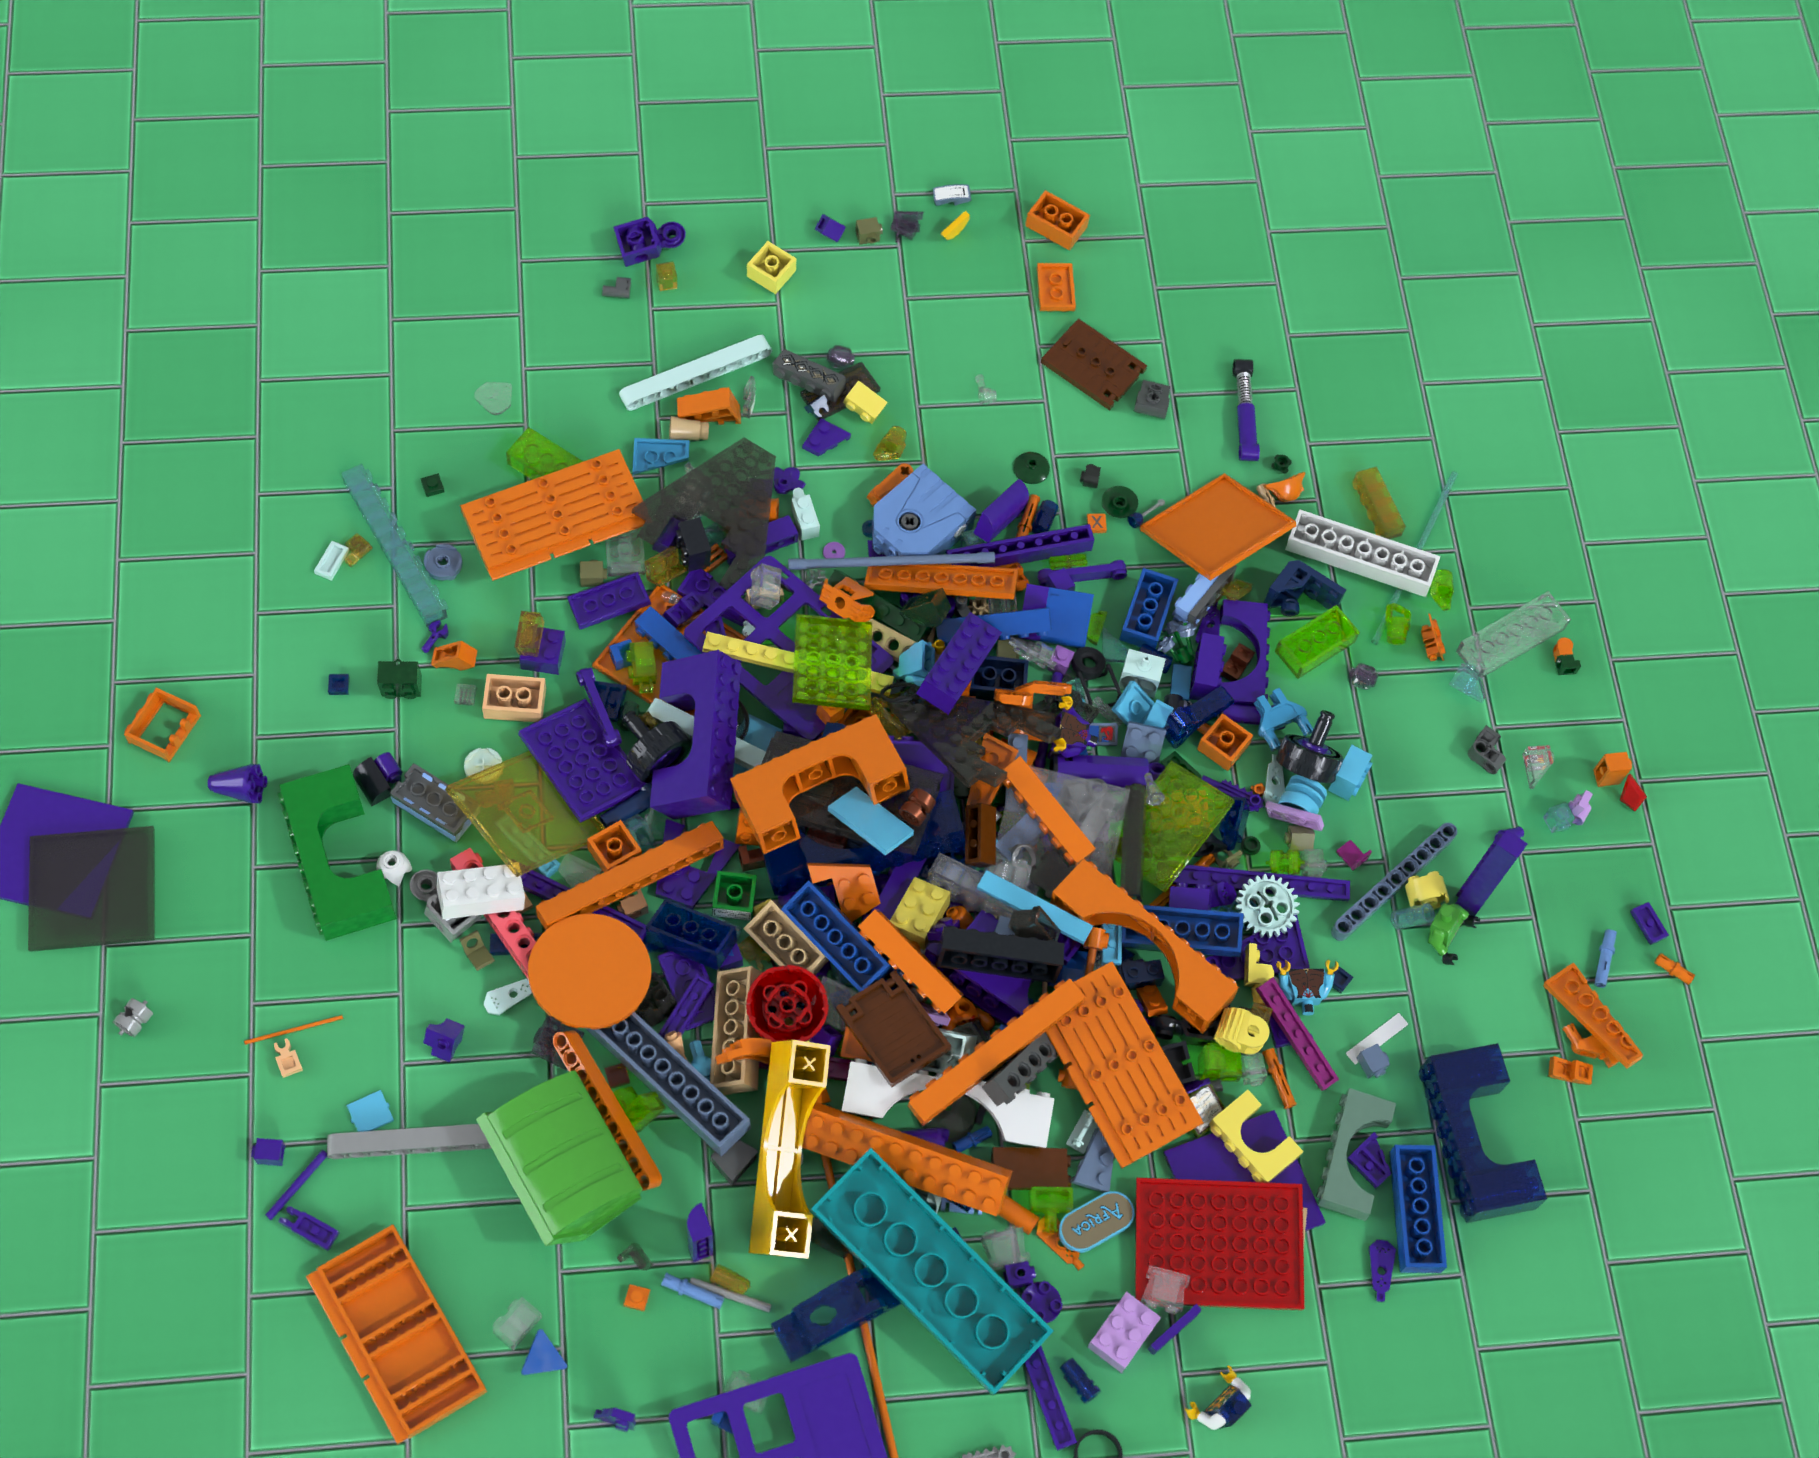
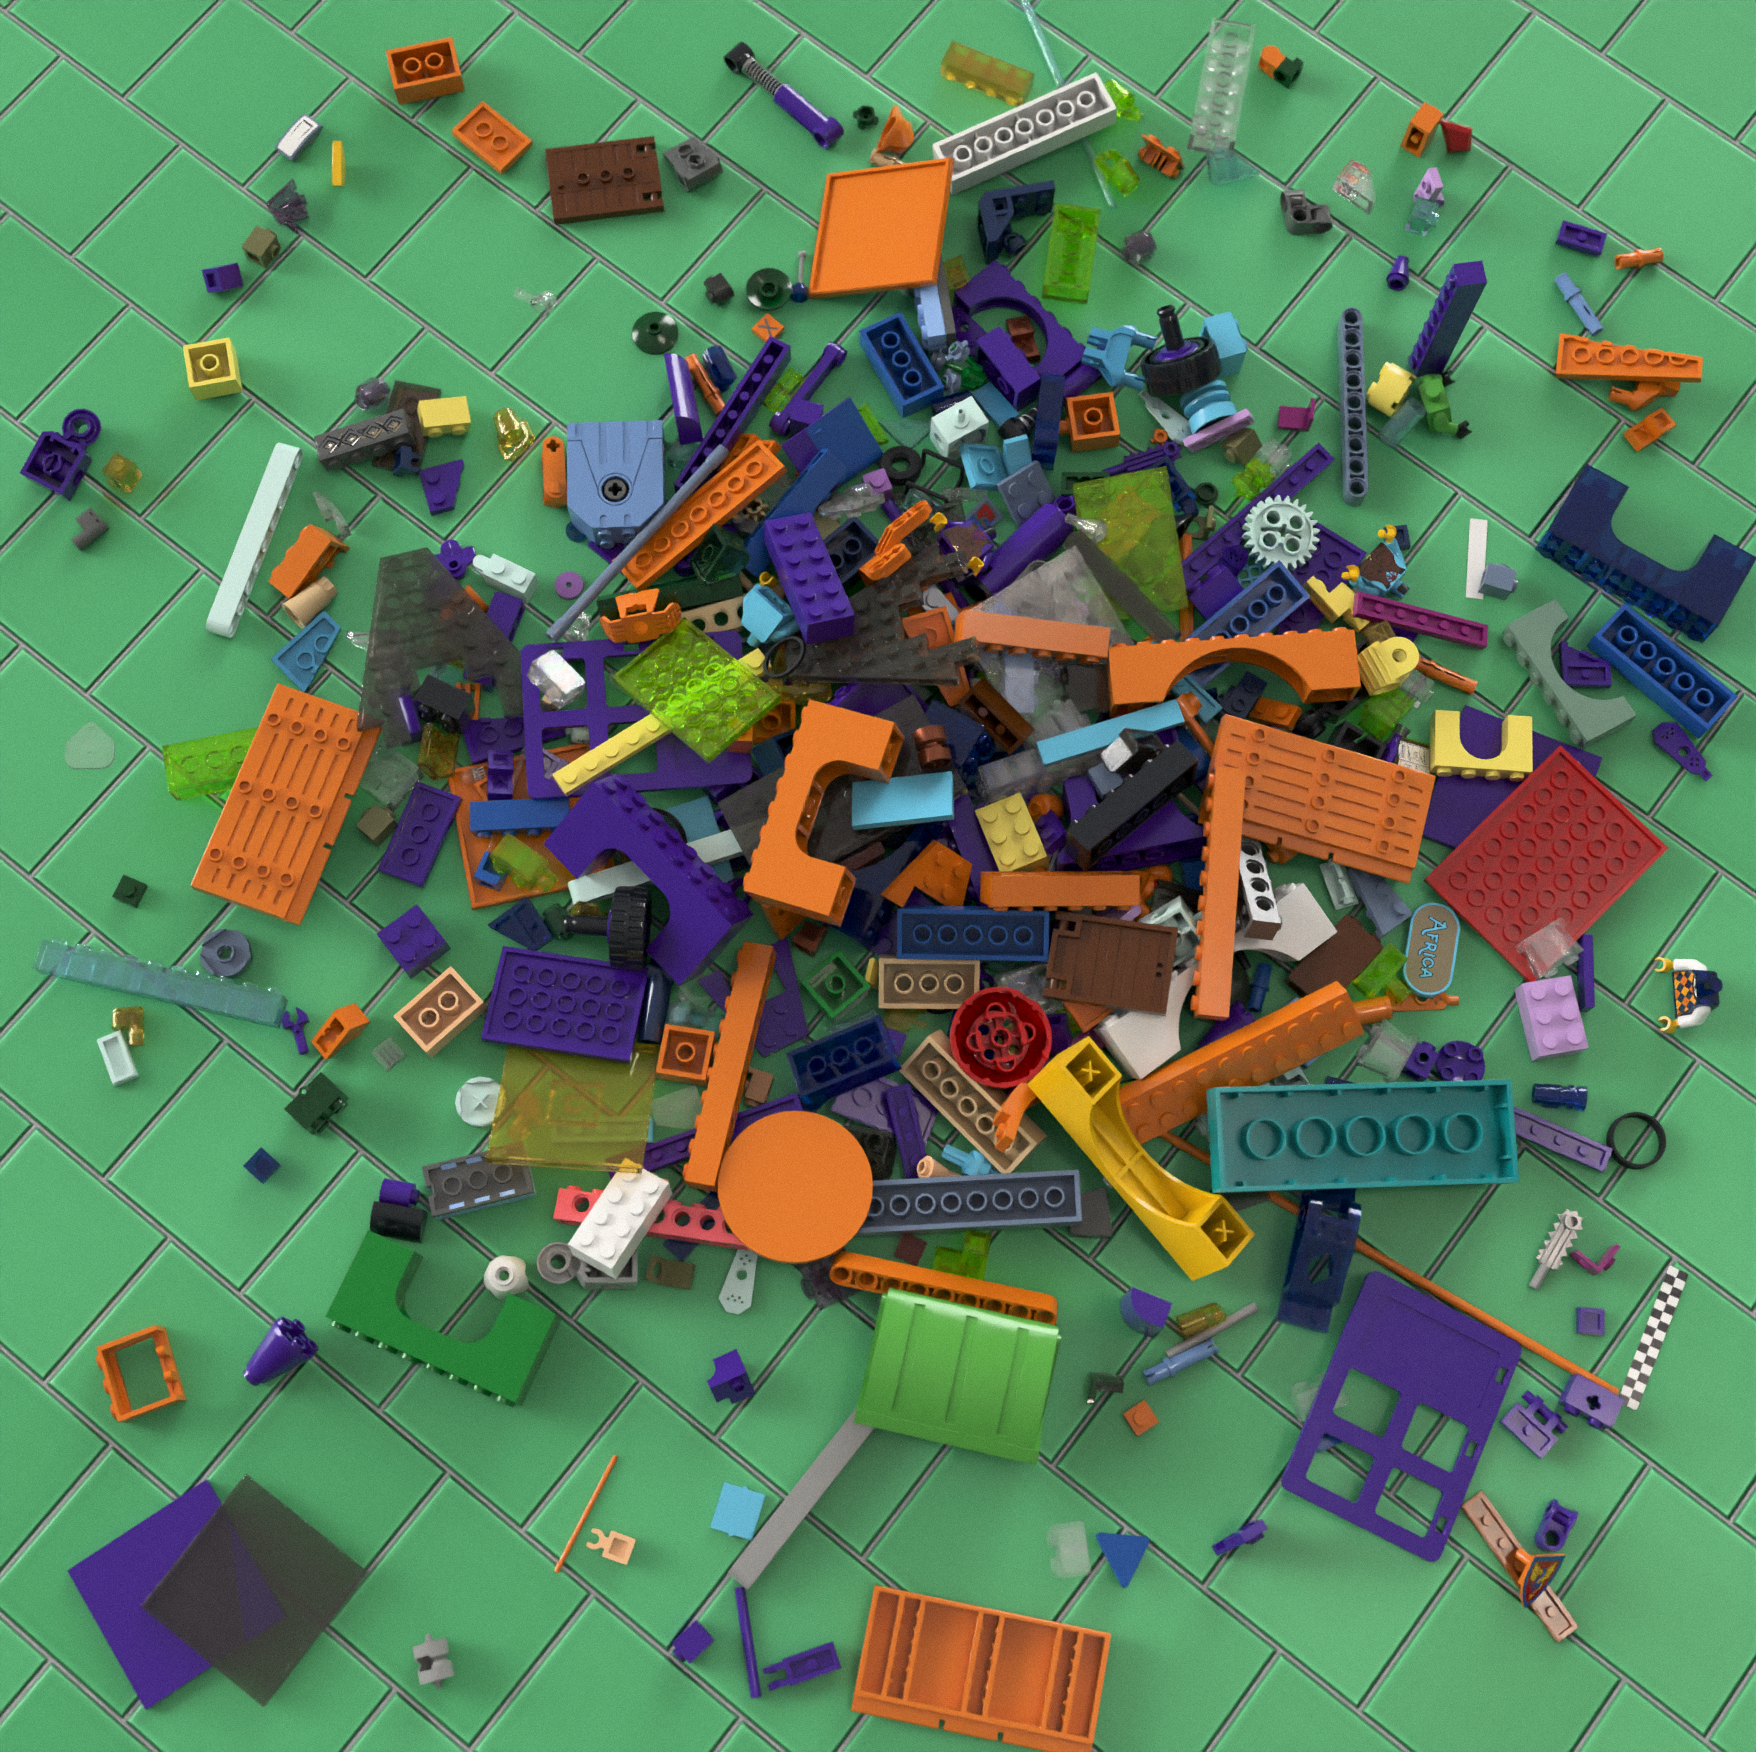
camera: 40 degrees left, 10 degrees up
(529, 633) = (392, 940): clear yellow brick -> none
(610, 736) = (569, 958): dark purple piece -> none
(1030, 848) = (1042, 684): light grey piece -> none

